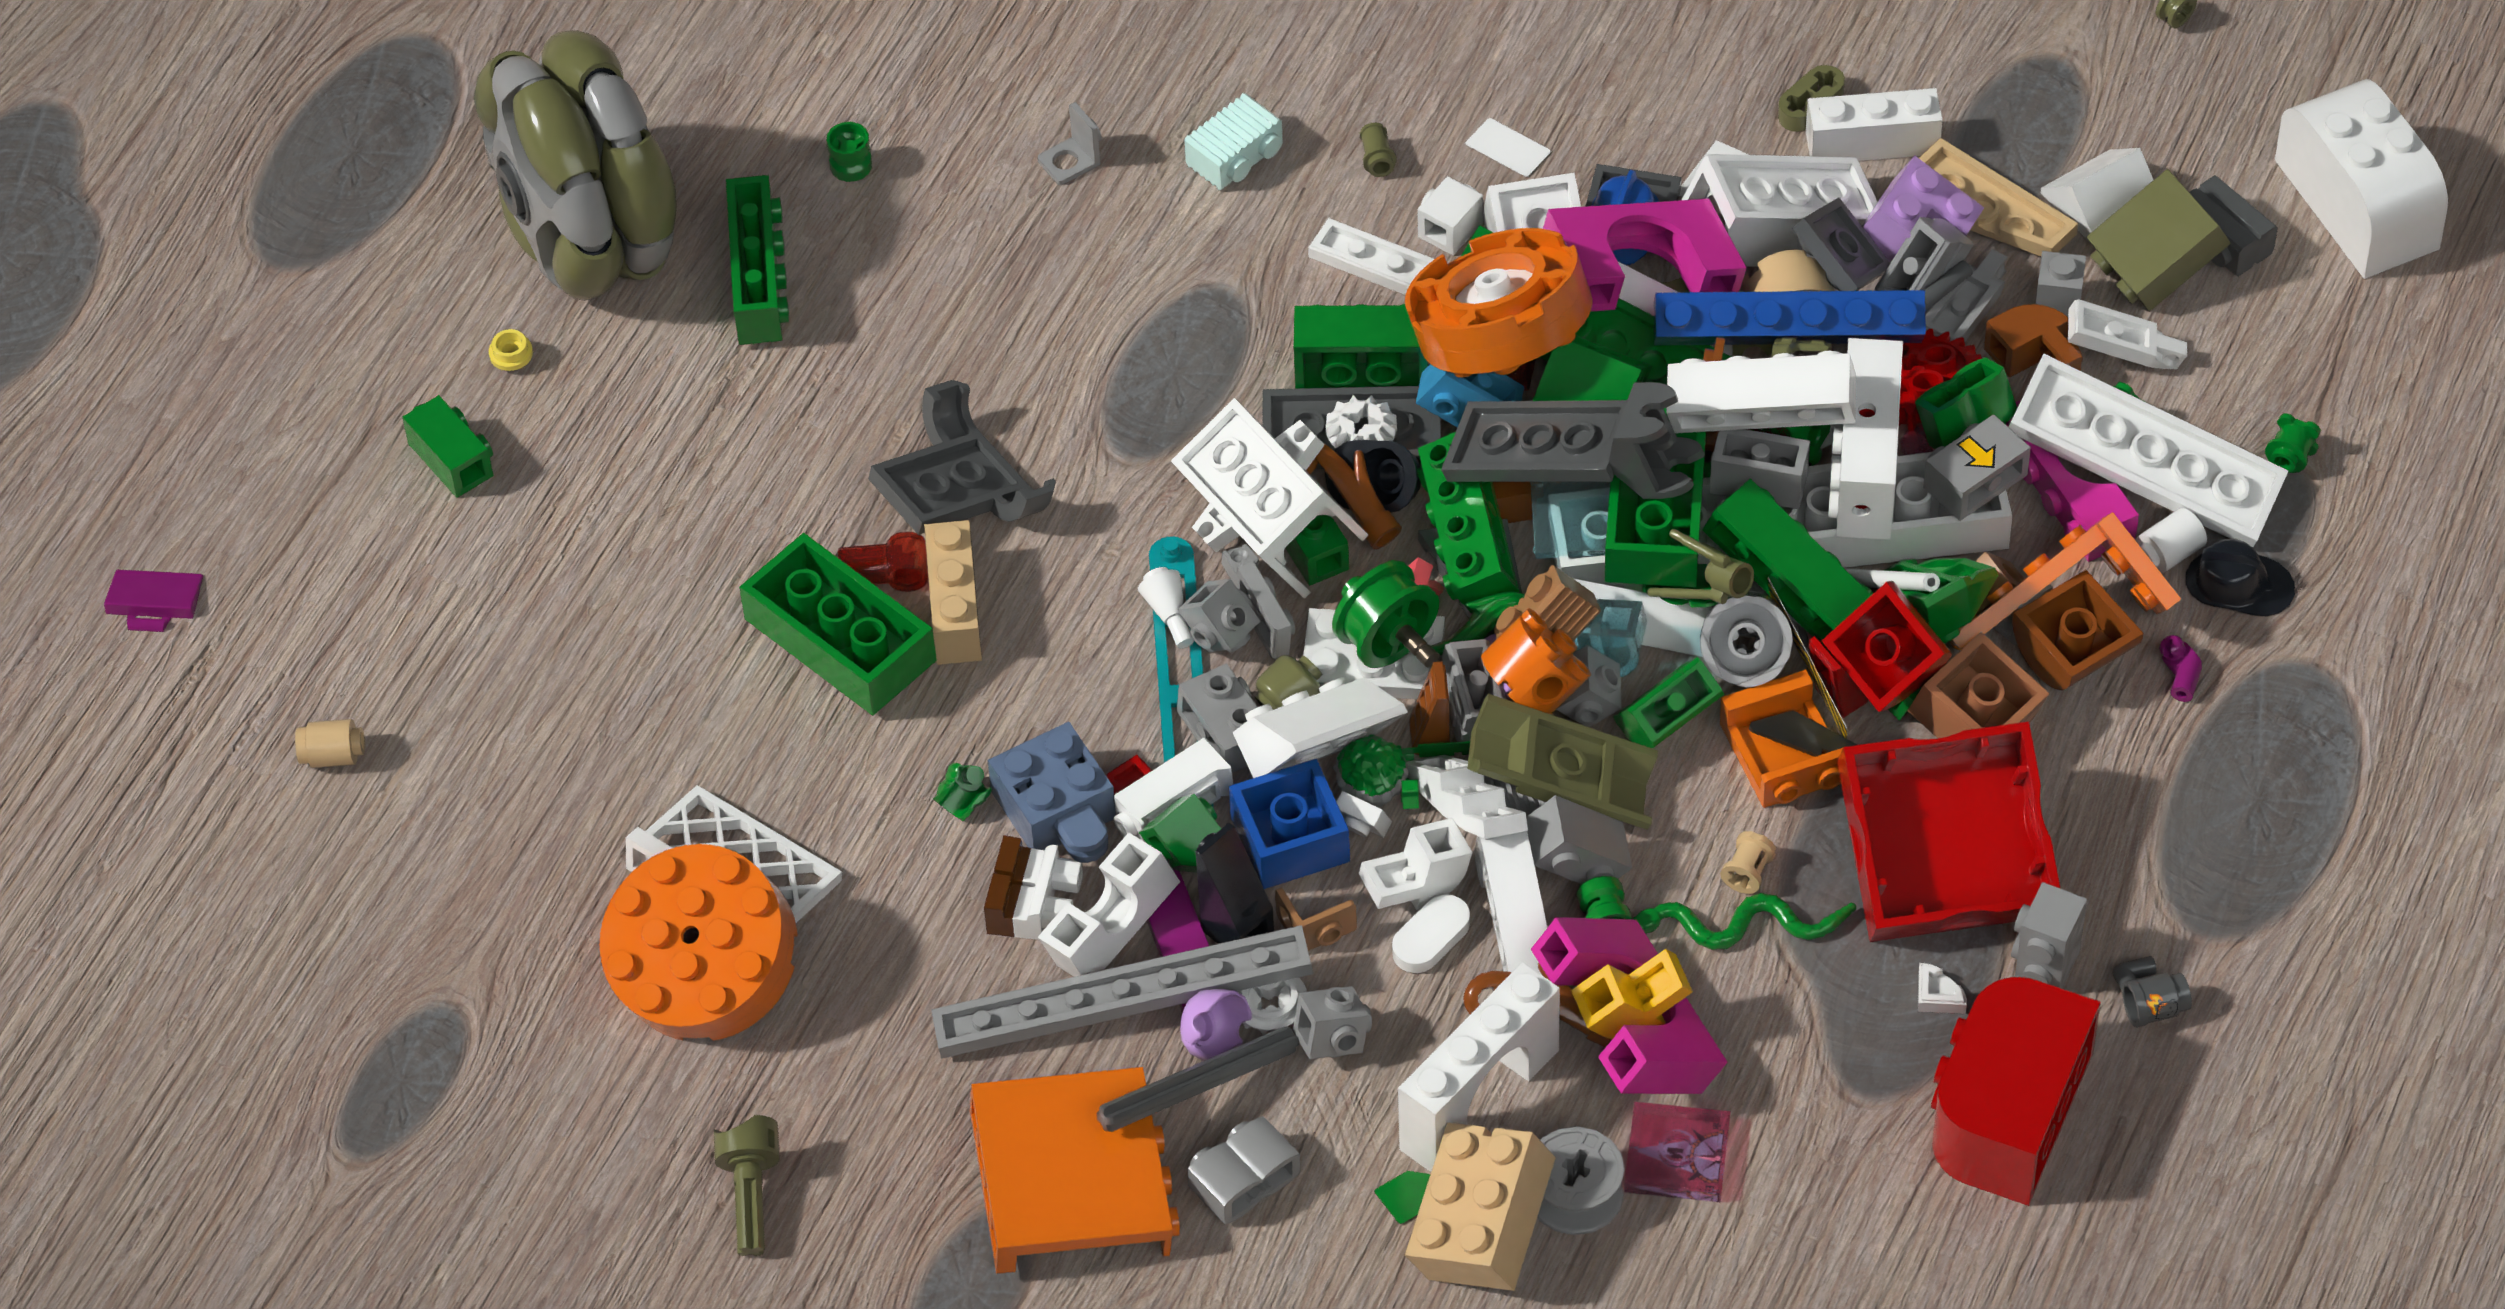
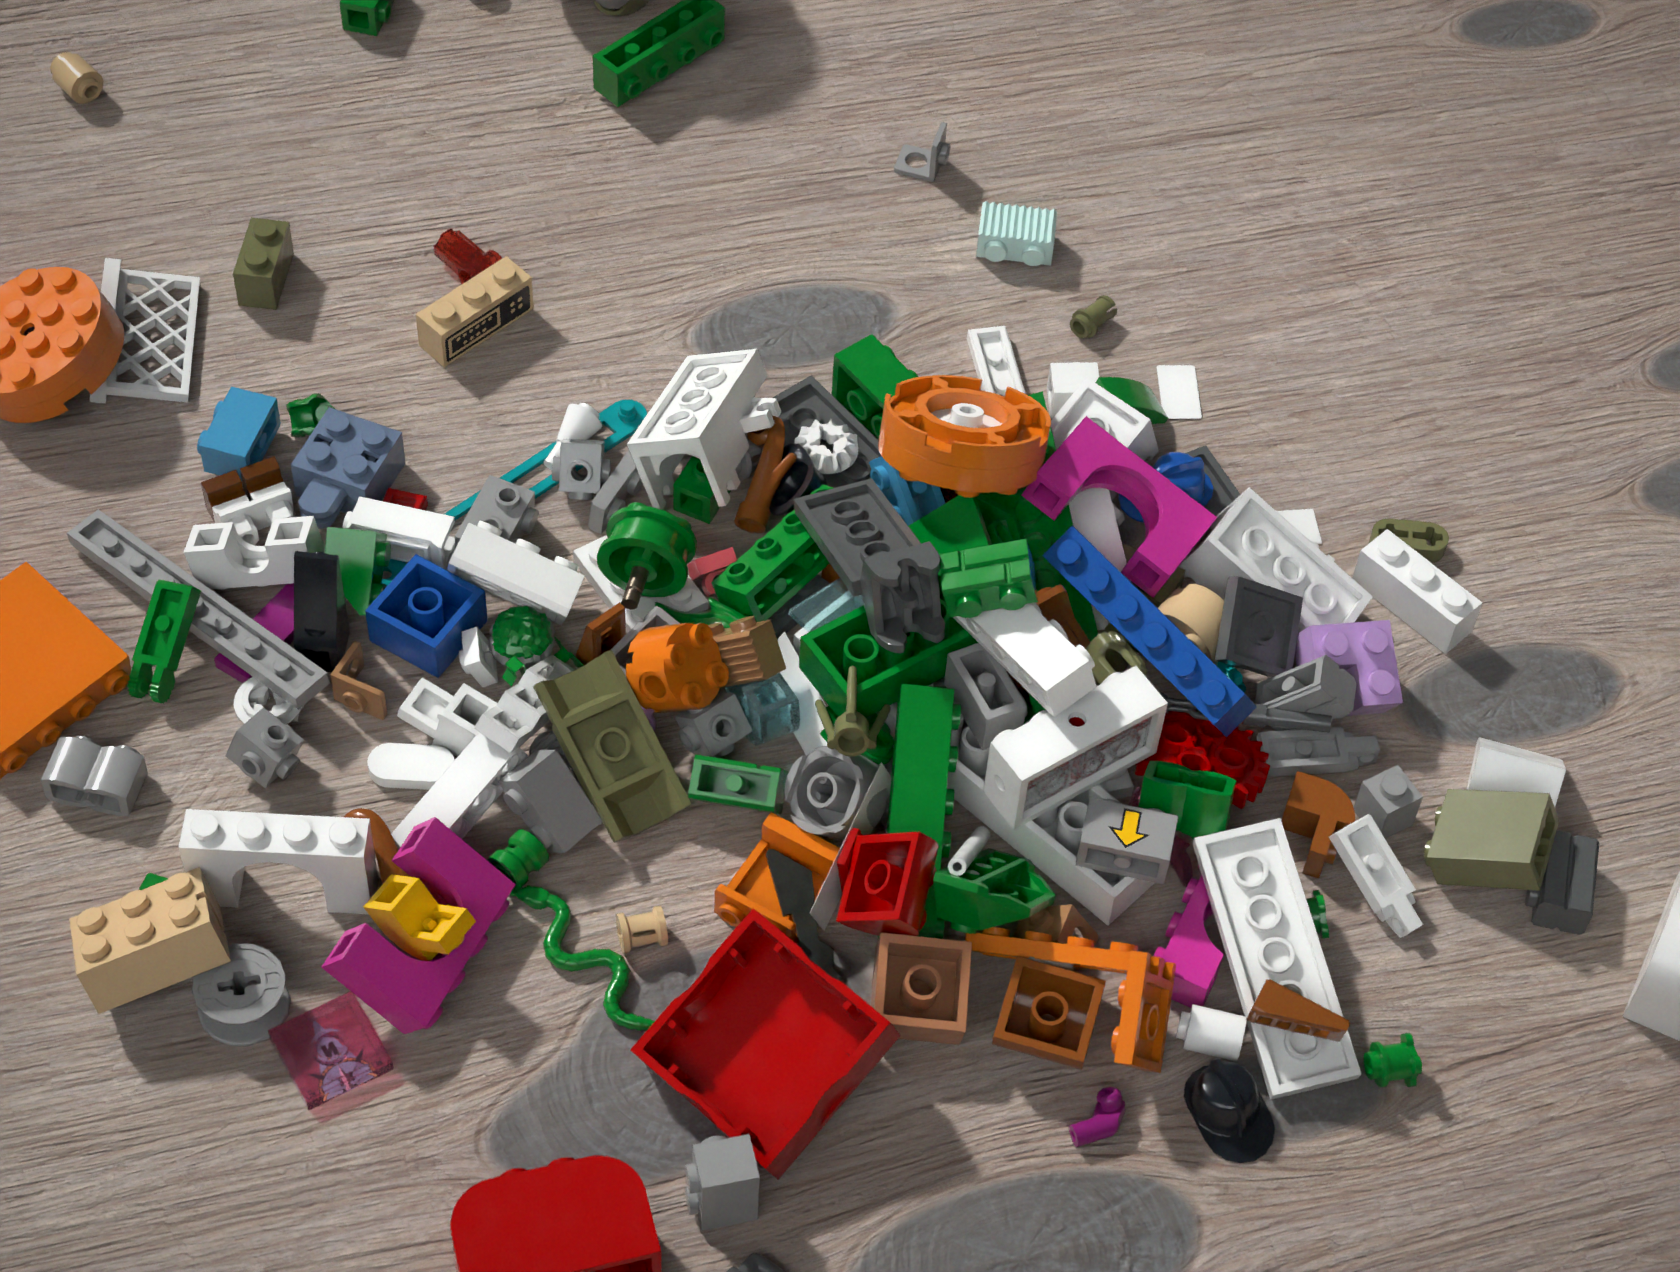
camera: 45 degrees right, 0 degrees up
(737, 721) = (263, 263): none -> olive brick
(838, 623) = (388, 265): green brick -> none
(849, 151) = (803, 45): green wheel -> none
(941, 852) = (239, 431): none -> dark azure brick
(958, 473) = (578, 256): dark grey piece -> none
(1139, 1022) = (162, 640): none -> green hinge
(1197, 1079) = (140, 693): dark grey axle -> none
(1213, 1022) = (207, 677): lavender hair -> none
(1287, 678) = (556, 538): olive head -> none
(1499, 174) = (1135, 395): none -> green slope
(1708, 367) = (988, 578): none -> green brick
(1939, 992) = (629, 1138): white tile -> none
(2008, 211) = (1428, 712): tan wing -> none
(2210, 470) = (1289, 1011): none -> dark orange slope

